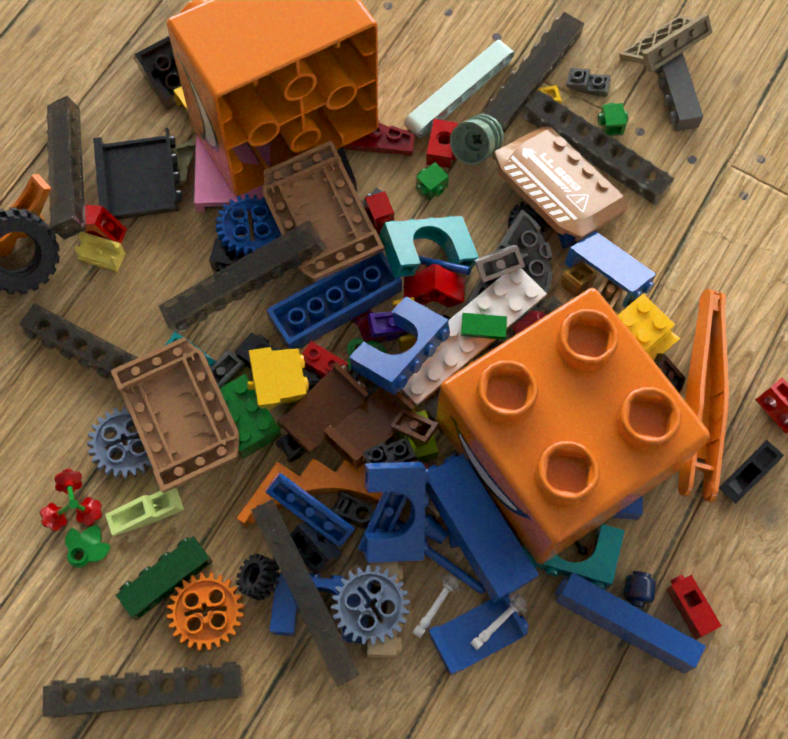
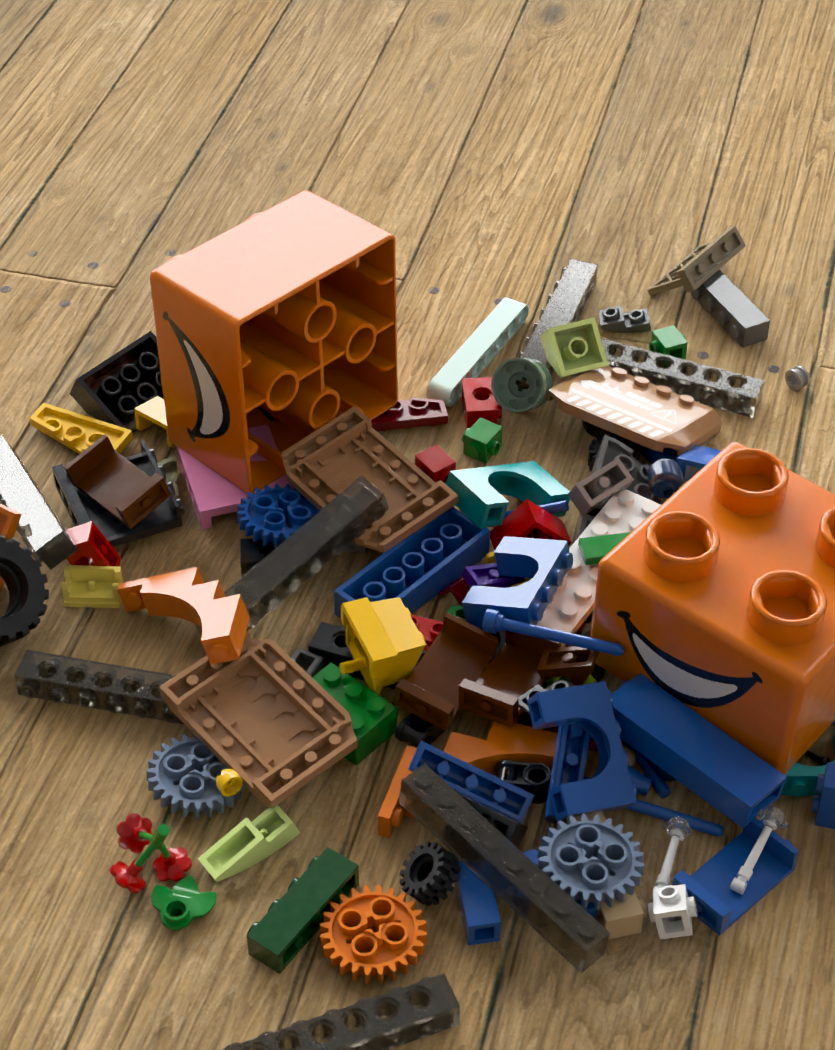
camera: 15 degrees left, 25 degrees down
(135, 102) = (76, 429): none -> yellow wing
(137, 165) = (116, 483): none -> reddish brown panel
(140, 461) = (222, 782): none -> yellow hinge
(168, 322) = (187, 597): none -> orange arch
(368, 382) = (497, 622): none -> blue piece
(419, 655) = (672, 911): none -> white brick
(530, 115) = (574, 347): none -> yellowish green slope
(555, 262) = (664, 477): none -> dark blue head
(705, 177) = (797, 378): none -> light grey bush

